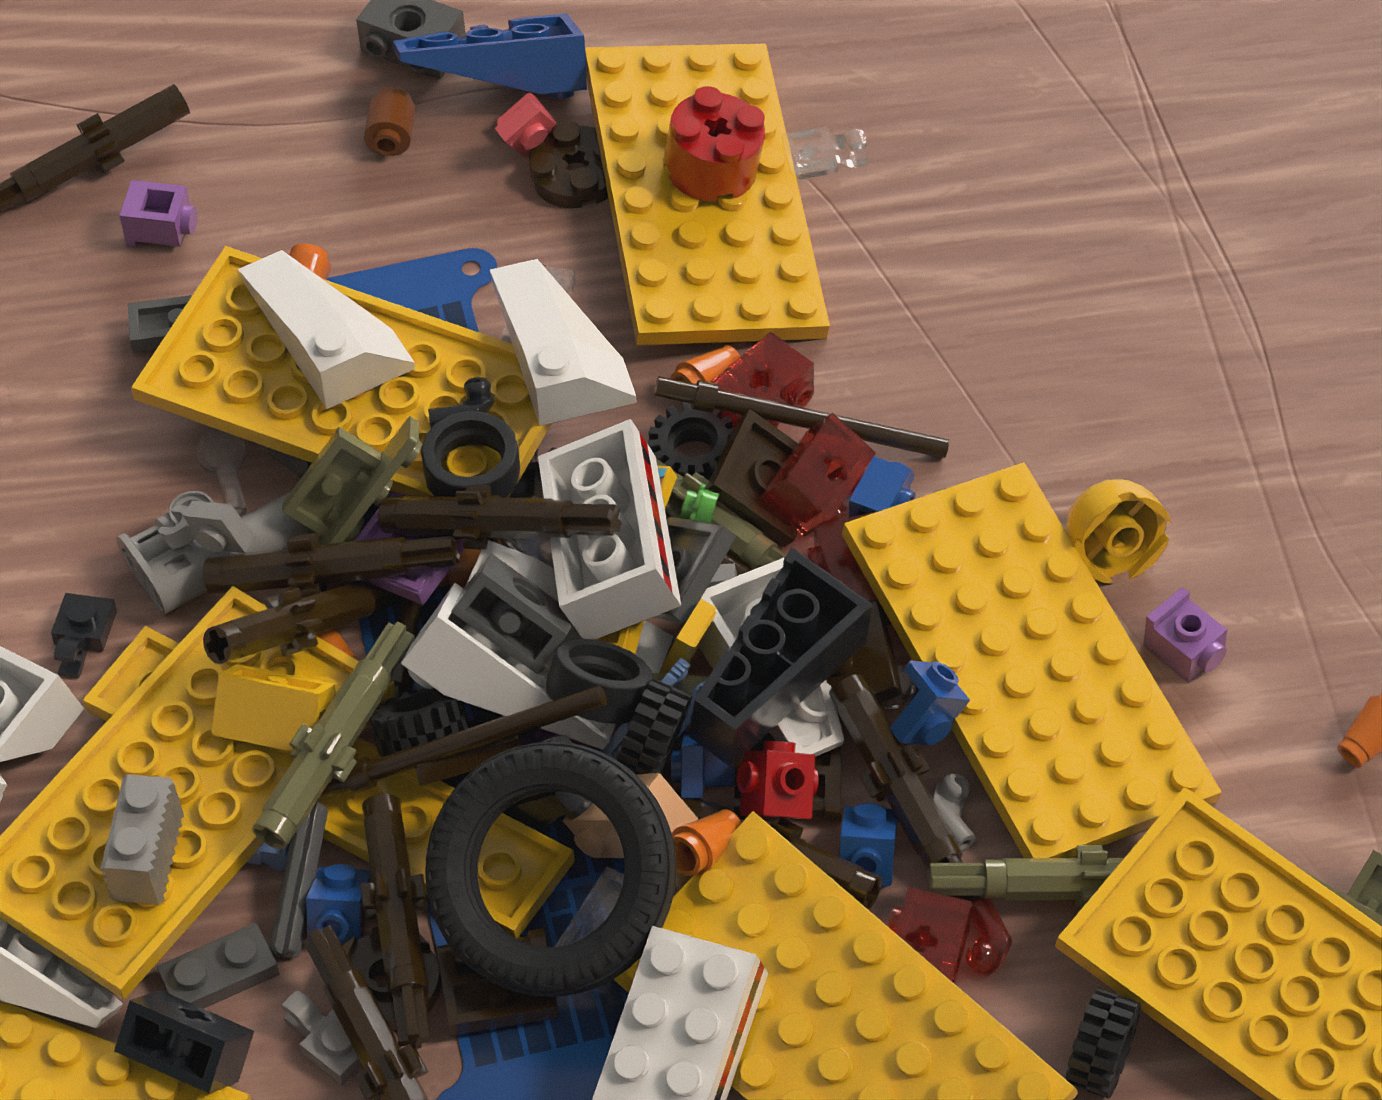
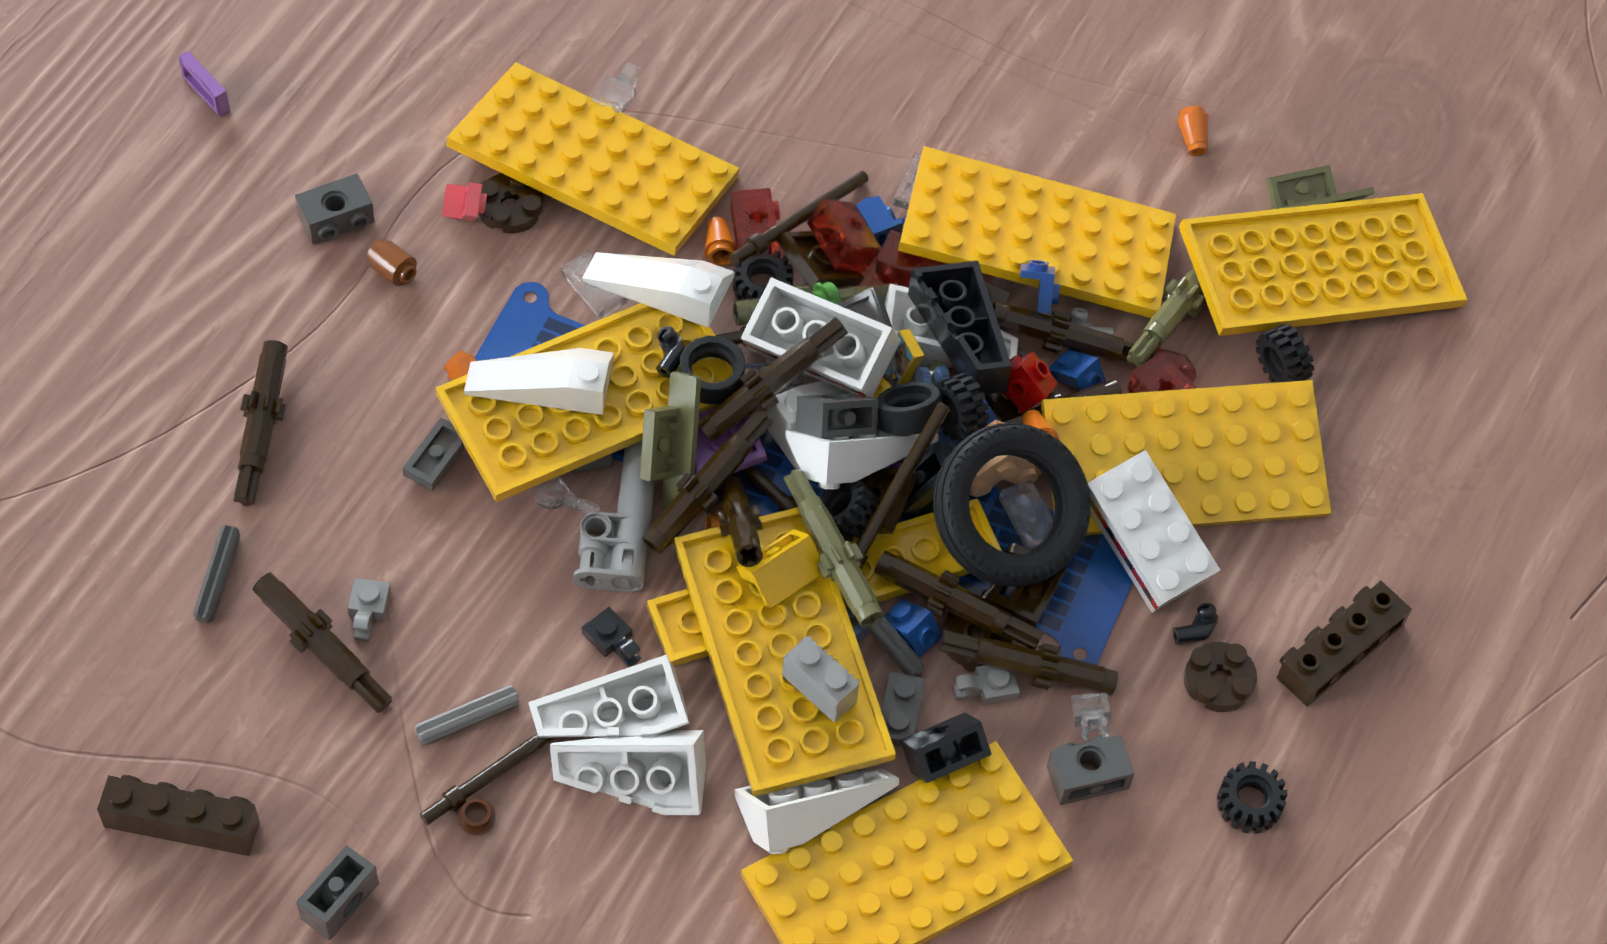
camera: 60 degrees left, 5 degrees up
(157, 214) = (347, 413): medium lavender brick -> none
(211, 524) = (631, 519): light grey plate -> none
(532, 55) = (411, 169): blue wedge -> none
(714, 145) = (589, 125): red brick -> none
(1117, 528) = (989, 137): yellow cylinder -> none
(1185, 636) = (1076, 162): medium lavender brick -> none

